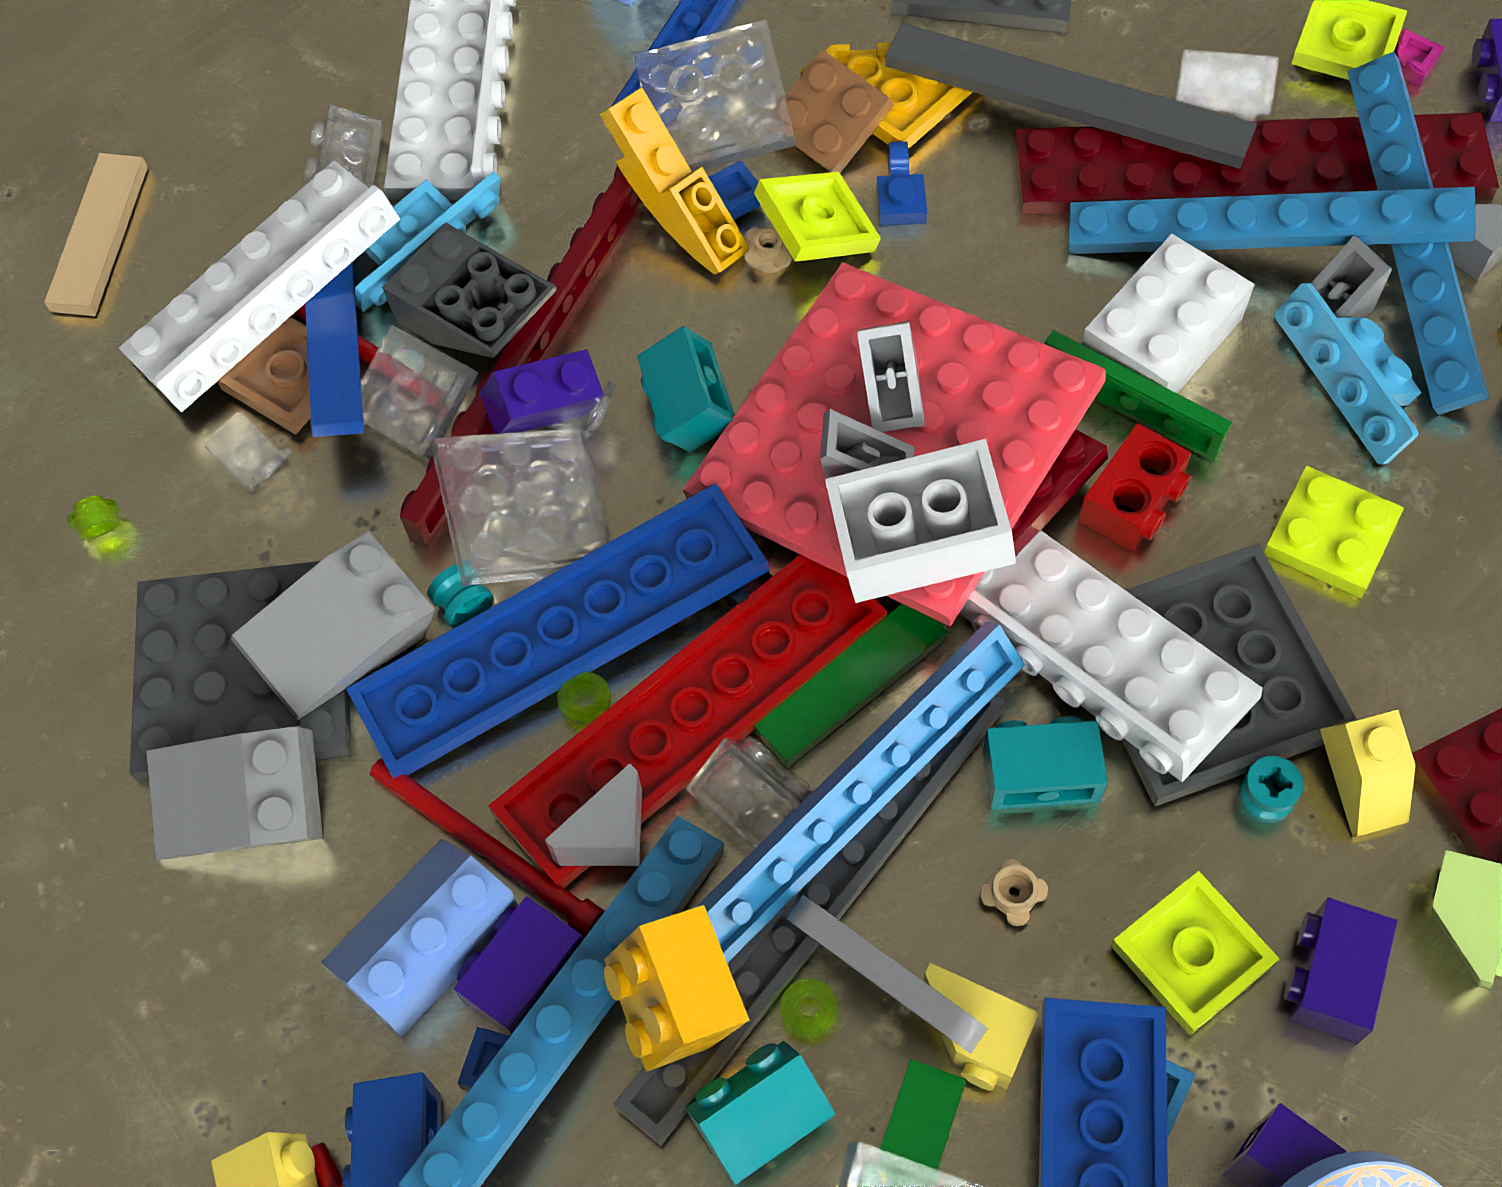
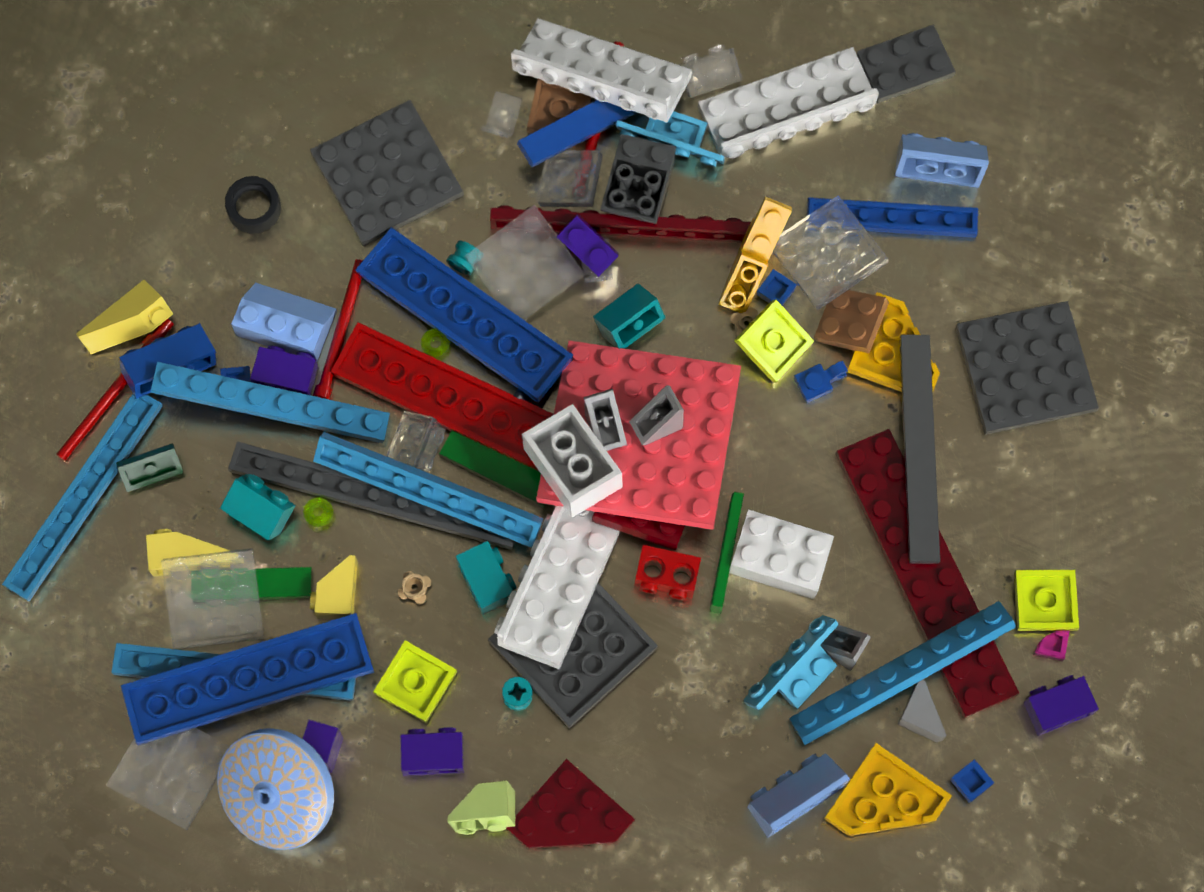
camera: 60 degrees right, 10 degrees up
(94, 516) = (436, 59): clear neon green plate -> none
(146, 881) = (245, 185): none -> black tyre
(234, 793) = (316, 204): light grey slope -> none
(335, 625) = (416, 205): light grey slope -> none
(604, 828) = (365, 381): light grey slope -> none
(674, 988) = (287, 441): yellow brick -> none
(887, 974) = (338, 536): light grey beam -> none
(1227, 82) = (965, 535): clear bracket -> none
(1275, 220) = (870, 590): dark azure plate -> none
(1333, 531) = (688, 686): neon yellow plate -> none
(1372, 770) = (542, 736): light yellow slope -> none

